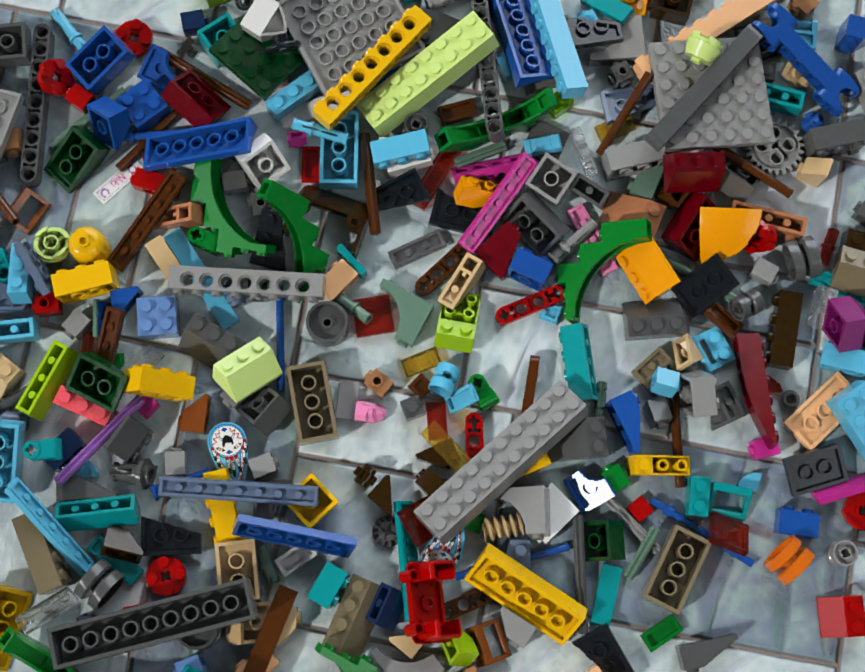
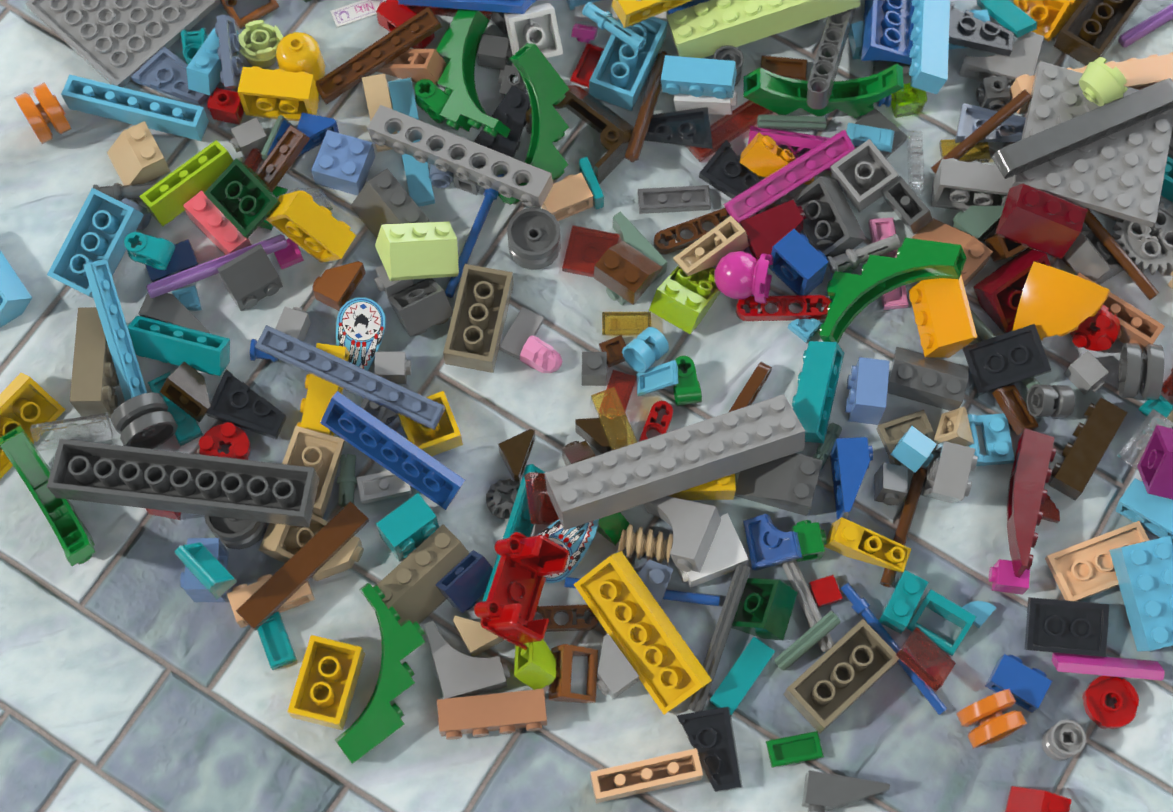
camera: 25 degrees right, 10 degrees down
(142, 473) = (247, 320): dark grey piece -> none
(354, 309) = (573, 234): sand green pin -> none
(365, 475) = (505, 423): dark brown gear -> none
(378, 383) = (565, 327): medium nougat brick -> none
(408, 325) = (626, 271): none -> reddish brown slope
(493, 296) = (741, 275): none -> dark pink tile
(616, 349) = (867, 391): none -> medium blue brick
(729, 409) = (979, 510): dark grey wing -> none
(795, 399) = (1067, 527): dark grey plate -> none

